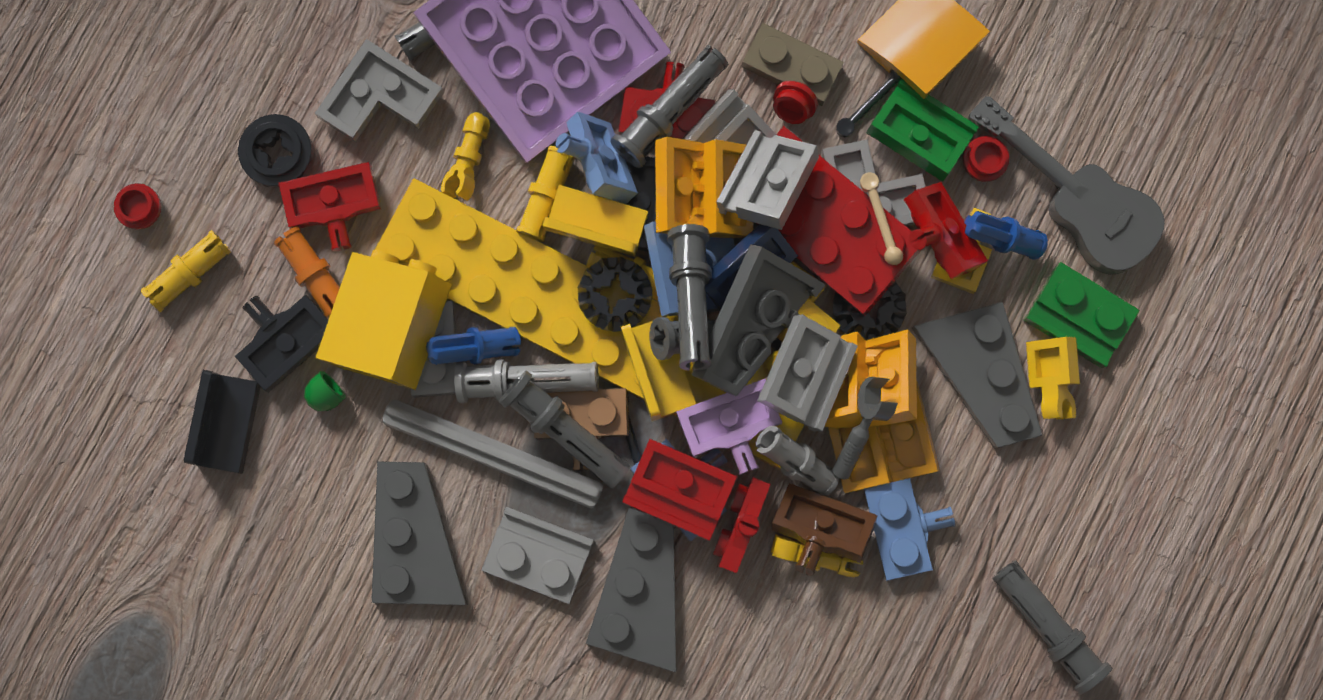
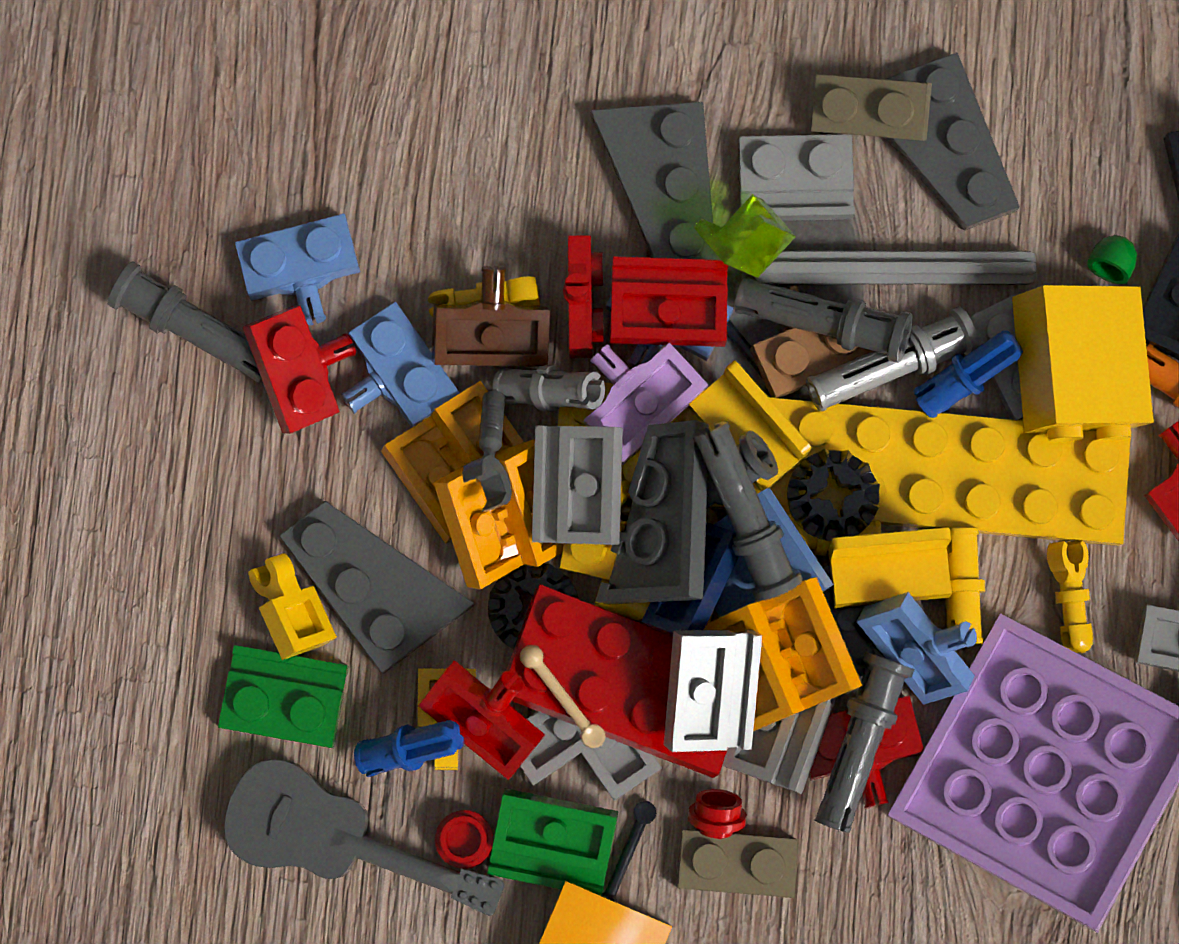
camera: 160 degrees right, 0 degrees up
(457, 583) = (871, 107): none -> dark tan plate
(598, 516) = (749, 237): none -> clear neon green panel
(949, 643) = (298, 262): none -> medium blue plate
(984, 557) = (295, 367): none -> red plate

